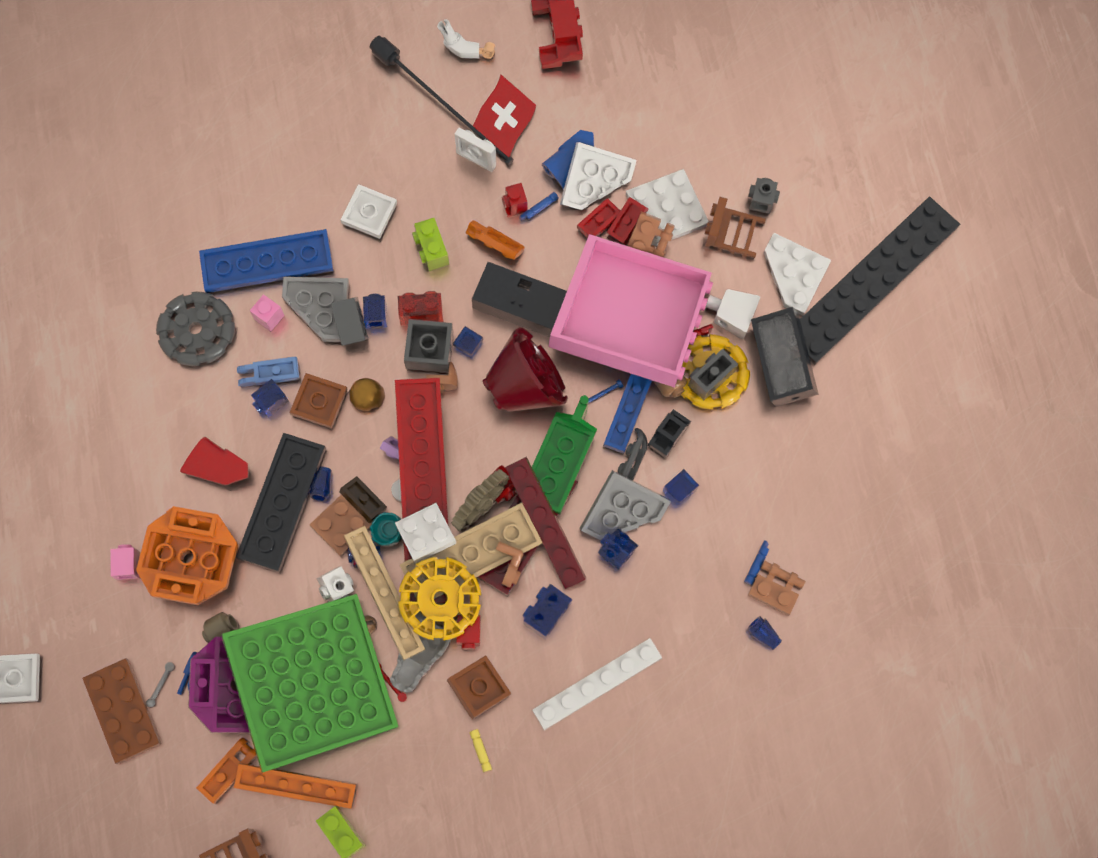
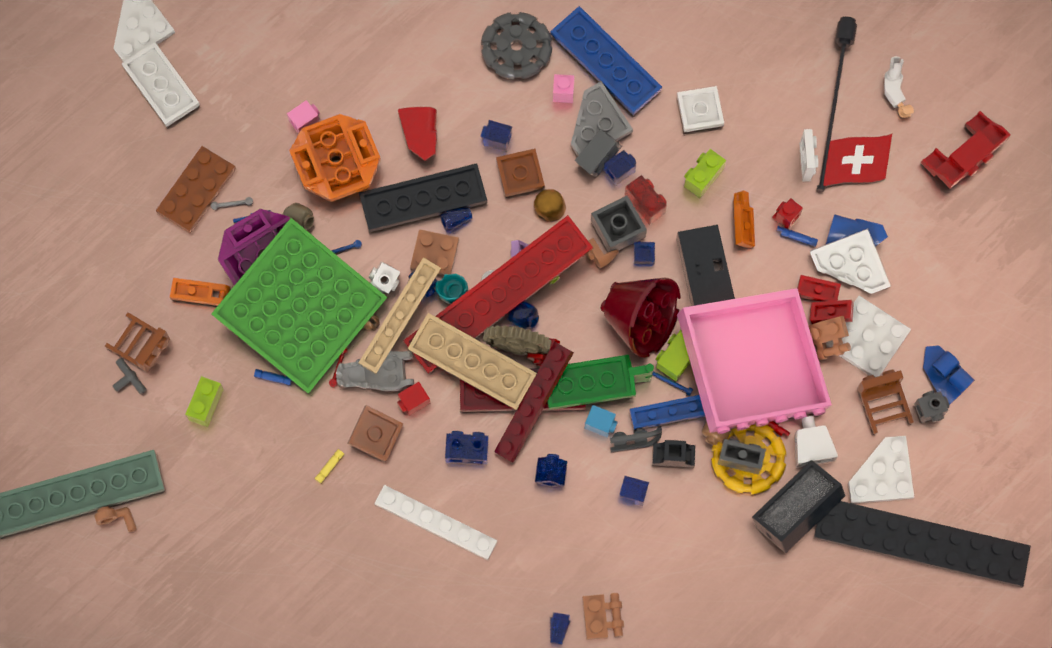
camera: 60 degrees right, 0 degrees up
(277, 369) = (520, 122): medium blue hinge -> none
(283, 590) = (357, 244): none -> blue hinge
(295, 786) = (218, 347): orange plate -> none
(358, 751) = (272, 377): none -> blue wheel
(362, 499) = (464, 255): dark brown plate -> none
(425, 533) = (464, 316): white plate -> none
(427, 605) = (432, 365): yellow plate -> none
(457, 481) = (524, 316): none -> clear blue head
(512, 574) = (476, 401): nougat plate -> none
(583, 375) = (675, 358): none -> lime brick
(596, 475) = (601, 421): none -> dark azure brick
(623, 506) = (588, 455): light grey plate -> none
(738, 166) = (945, 372): none -> blue panel
(752, 574) = (625, 588): blue wheel -> none

